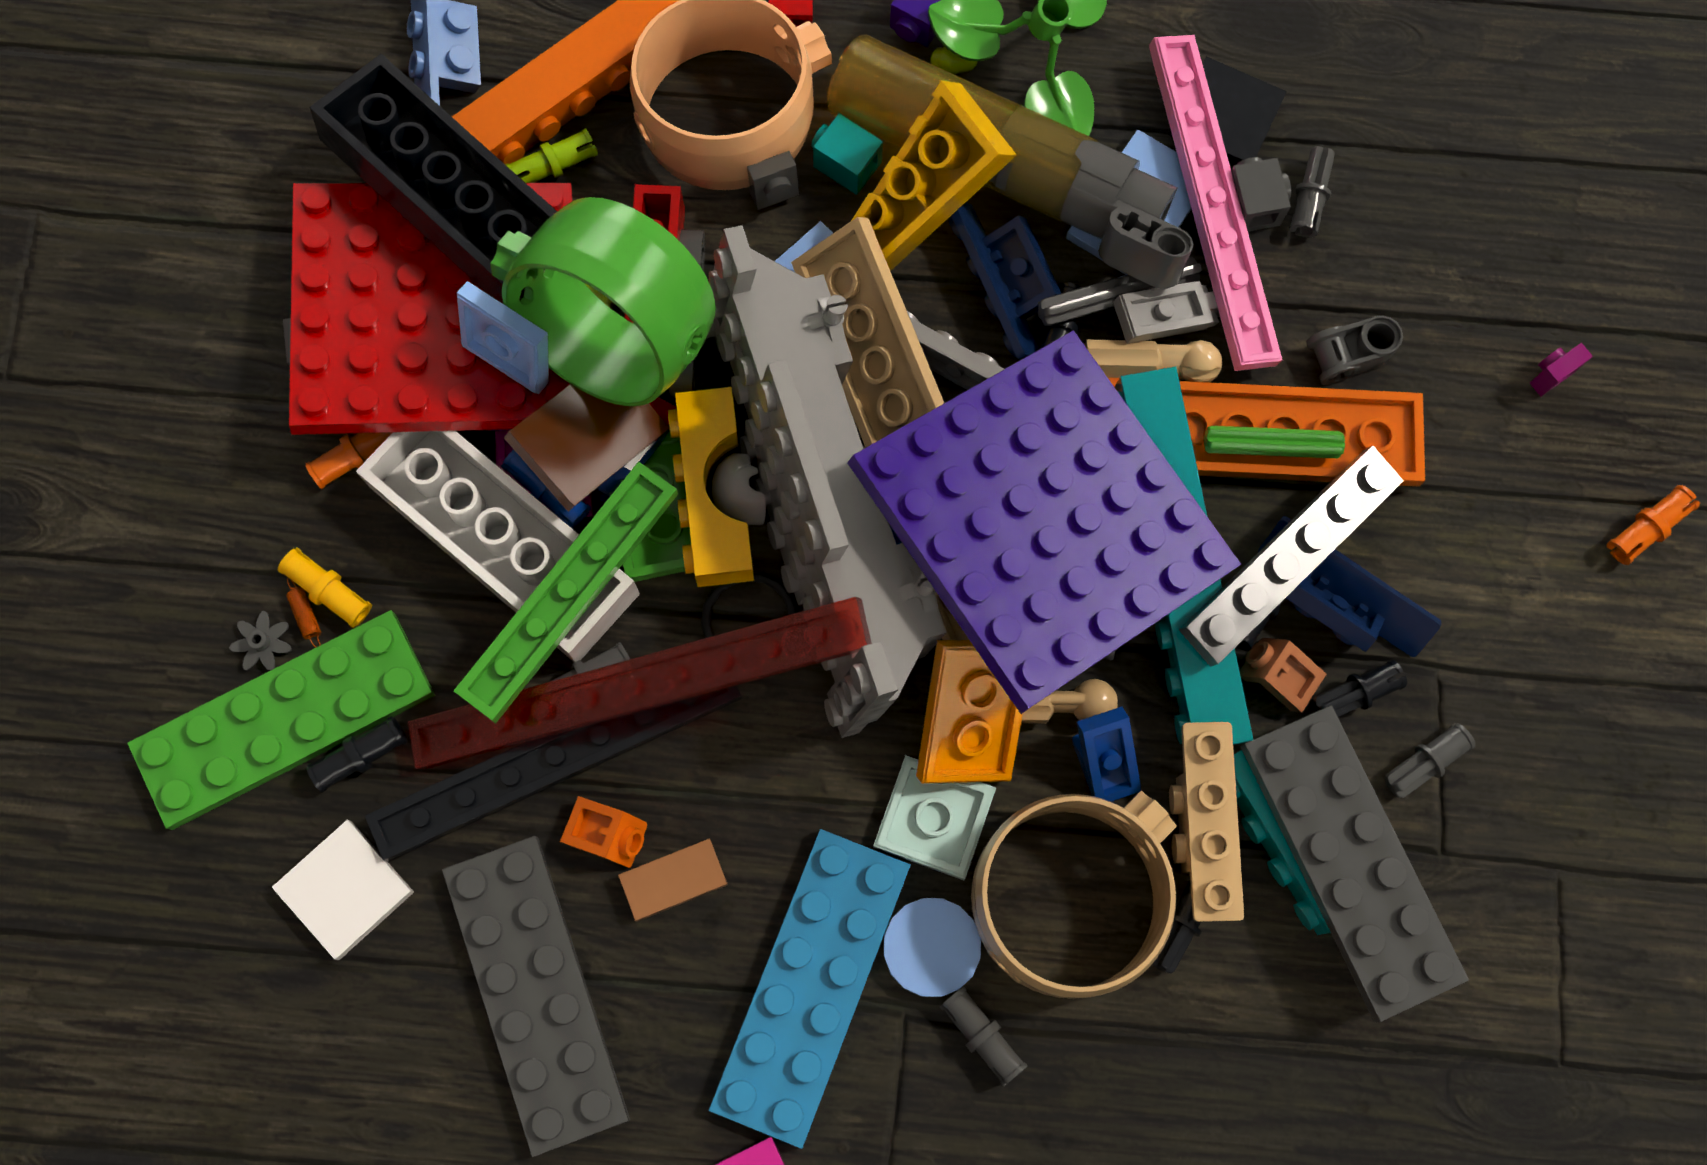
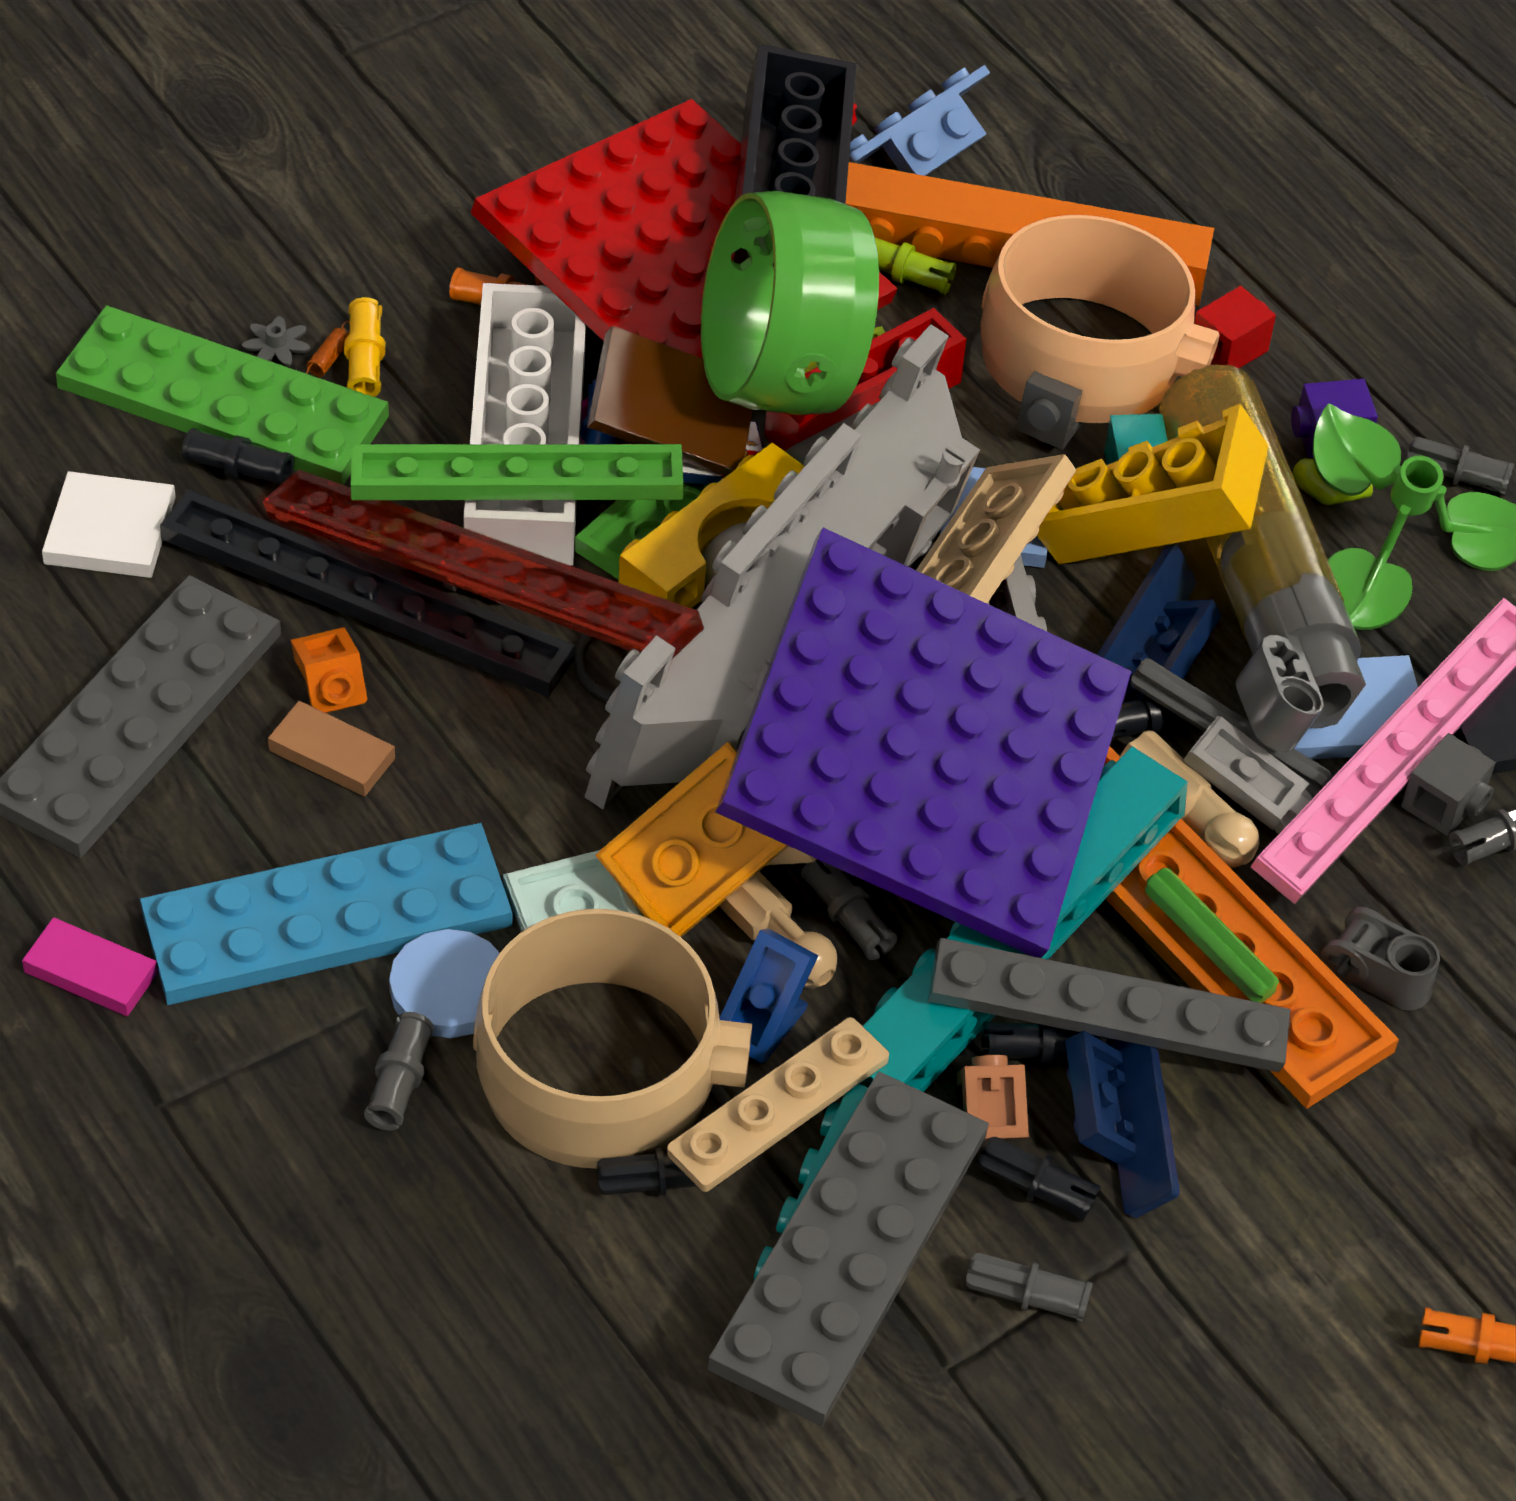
camera: 50 degrees right, 25 degrees down
(503, 338) = (690, 276): light blue tile -> none

